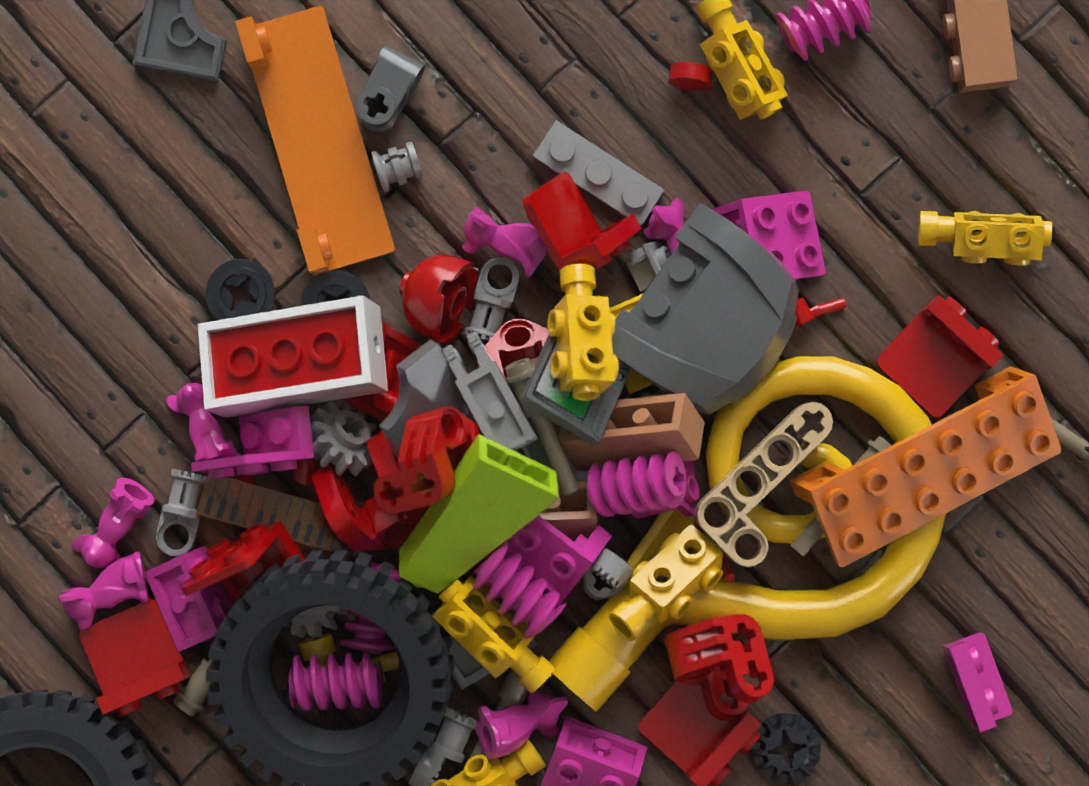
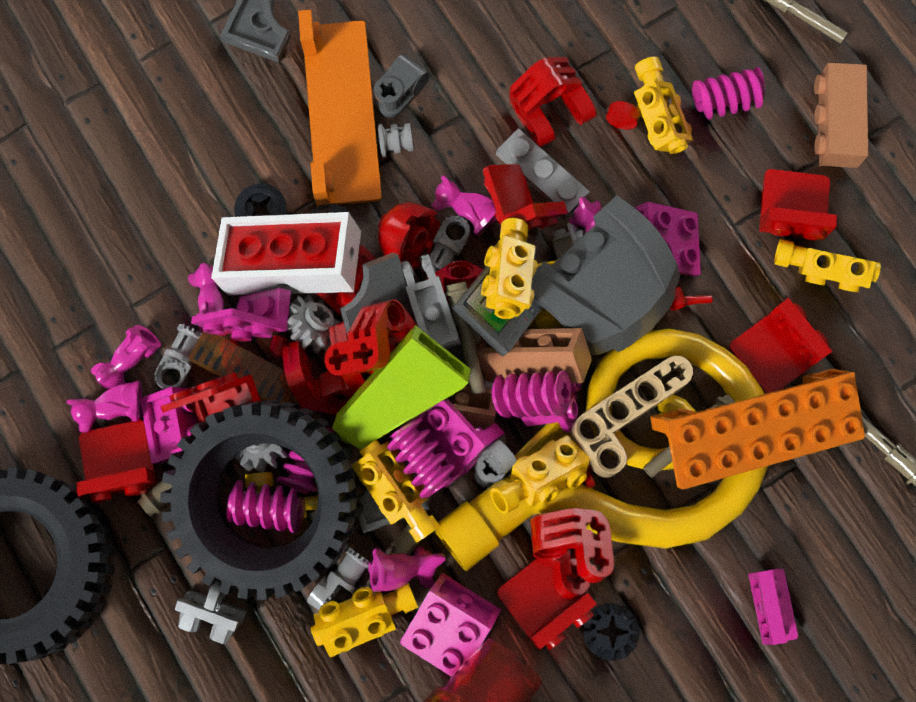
camera: 10 degrees right, 10 degrees down
(583, 60) = (543, 83): none -> red piece
(934, 158) = (796, 205): none -> red bracket

